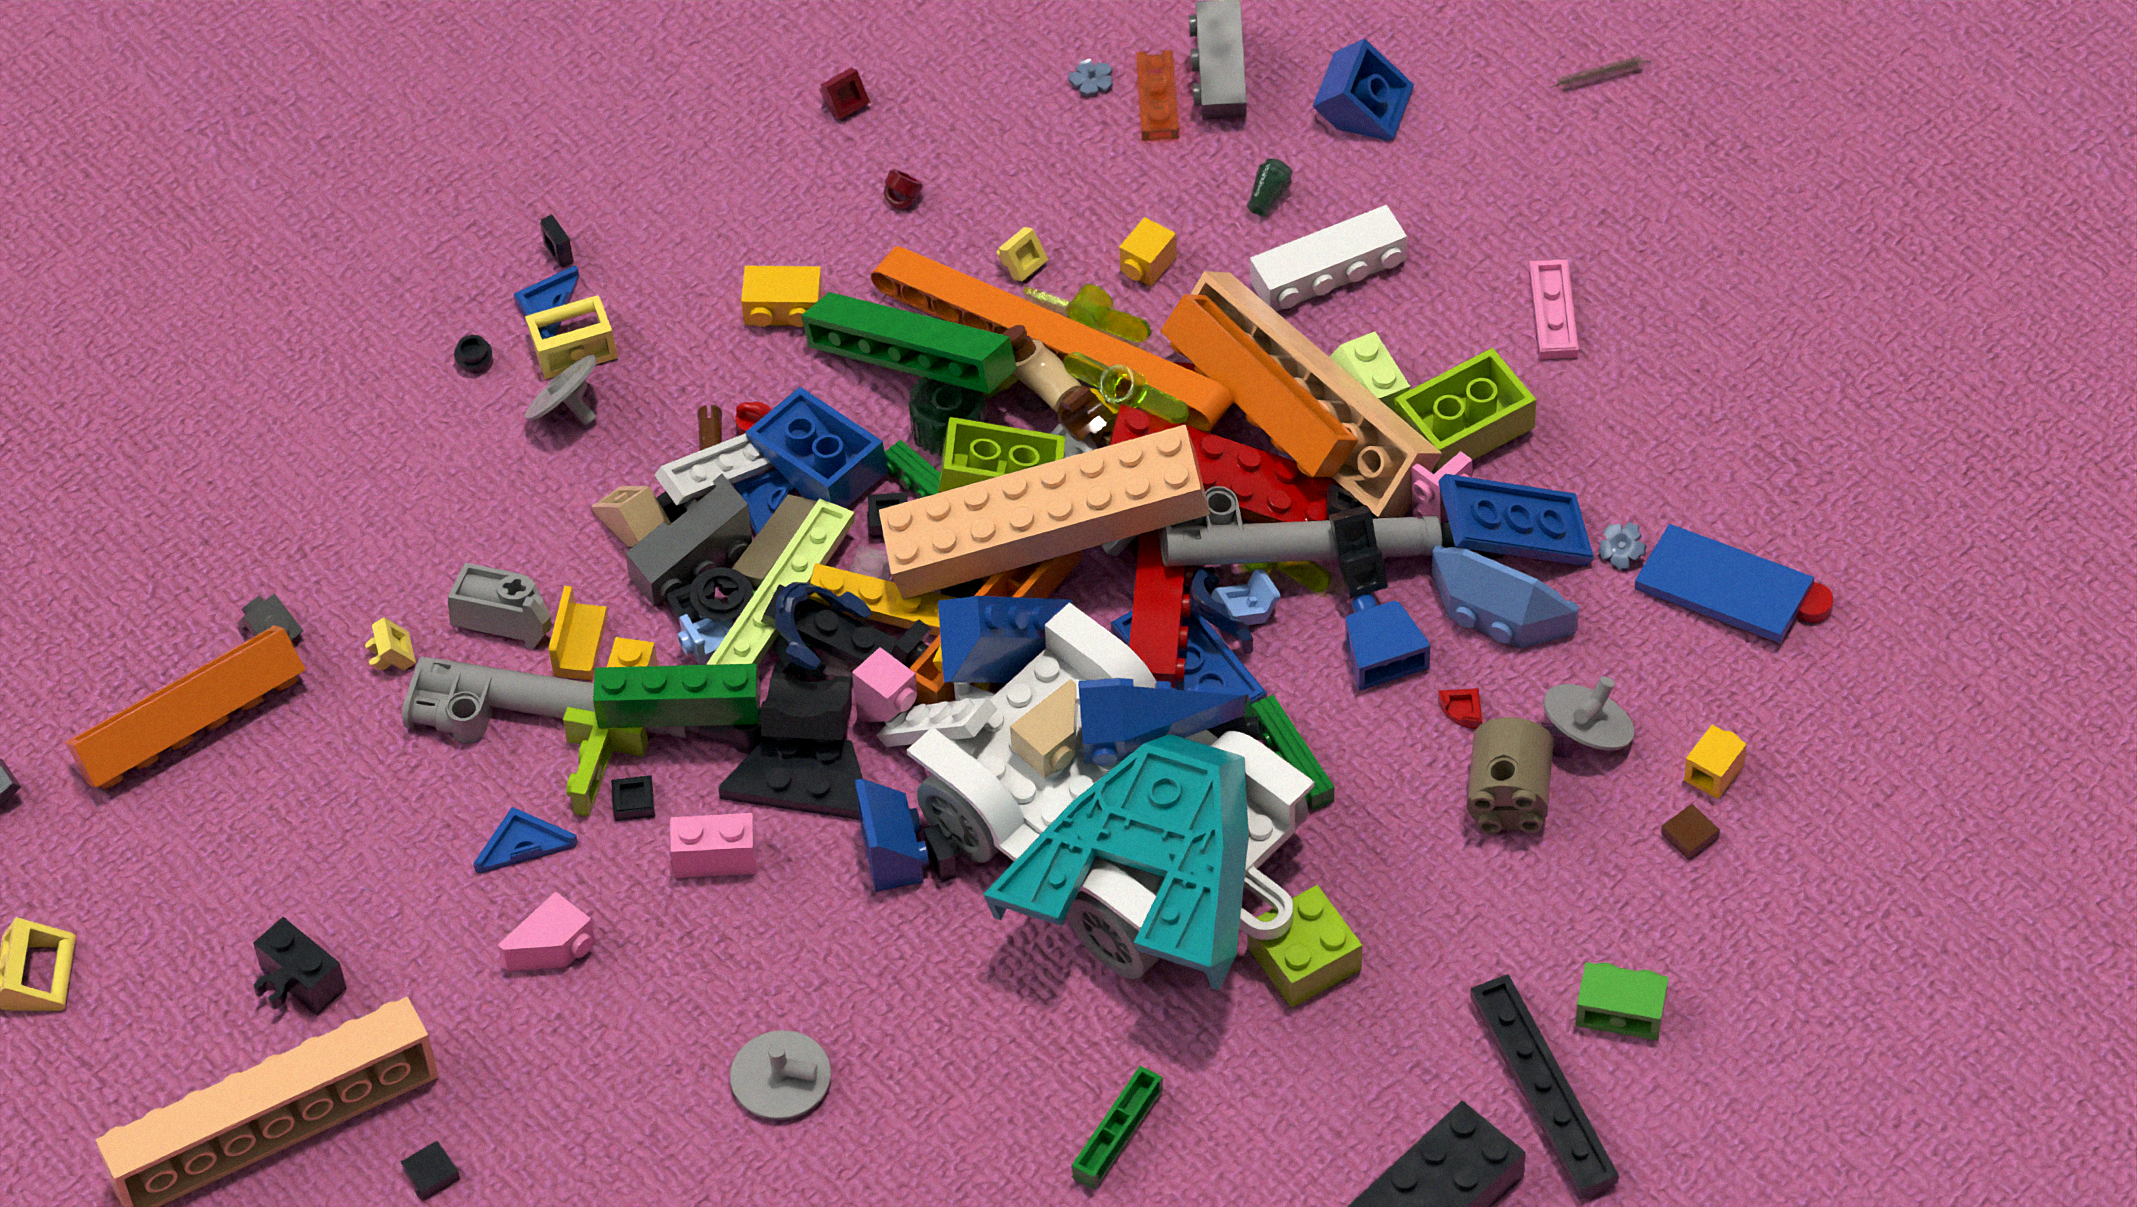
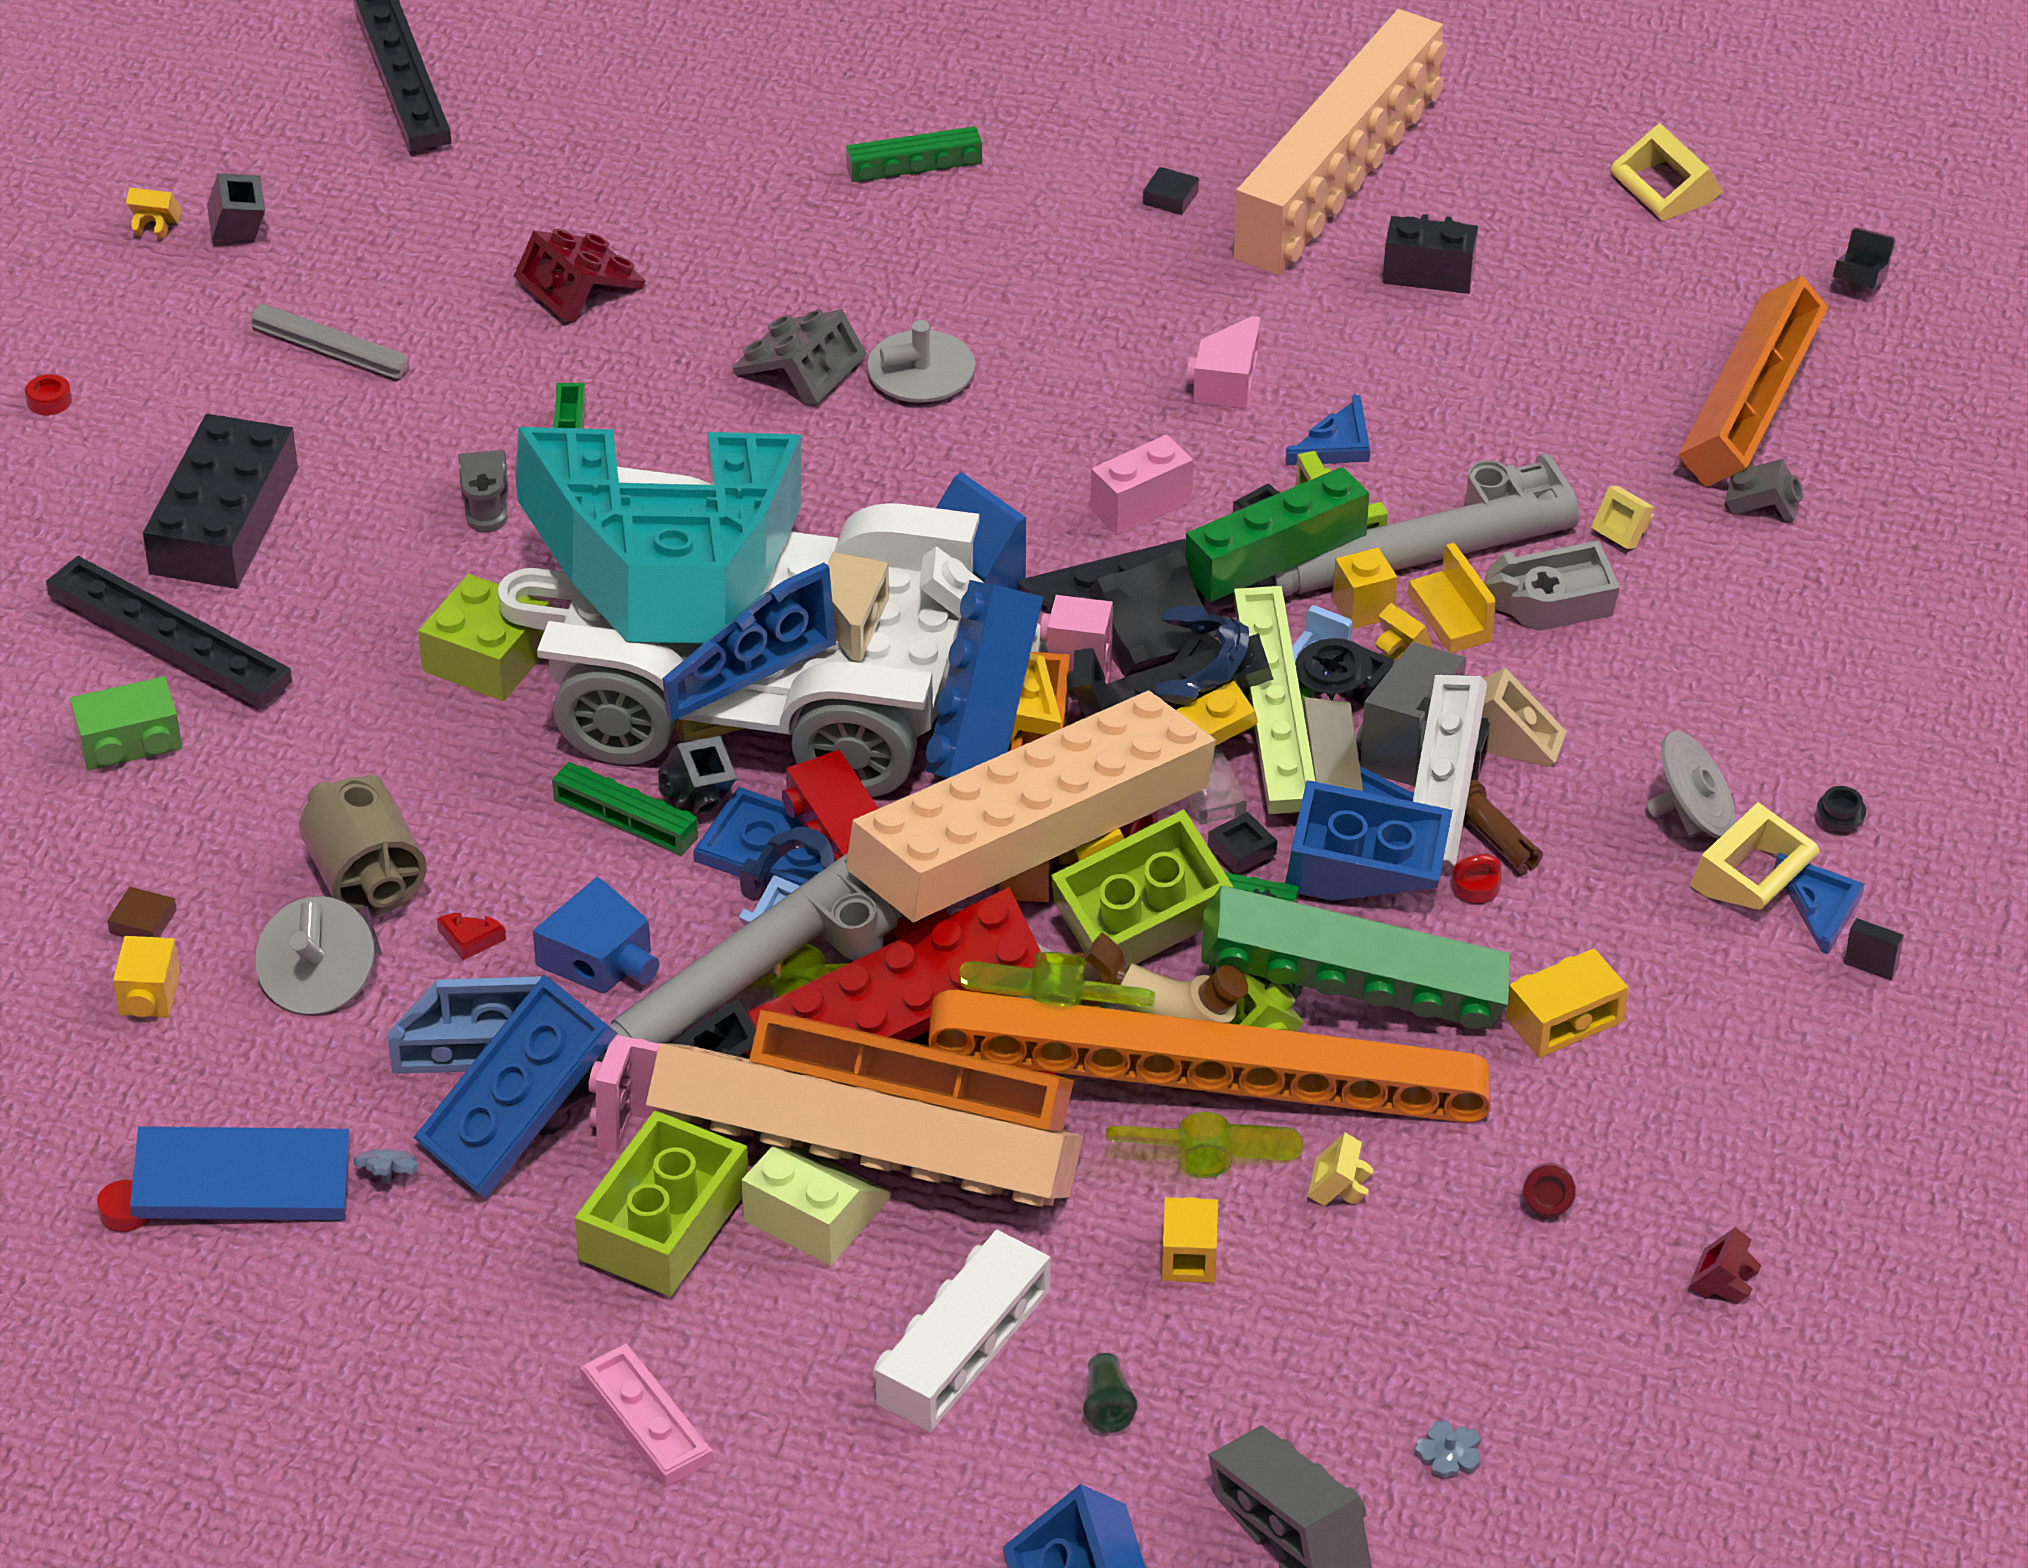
camera: 145 degrees right, 10 degrees down
(639, 619) = (1399, 632): none -> yellow tile
(874, 1132) = (811, 348): none -> dark grey bracket
(1157, 96) = (1331, 1439): clear orange plate -> none
(1213, 1107) = (484, 486): none -> dark grey piece
(1358, 551) = (670, 959): black slope -> none

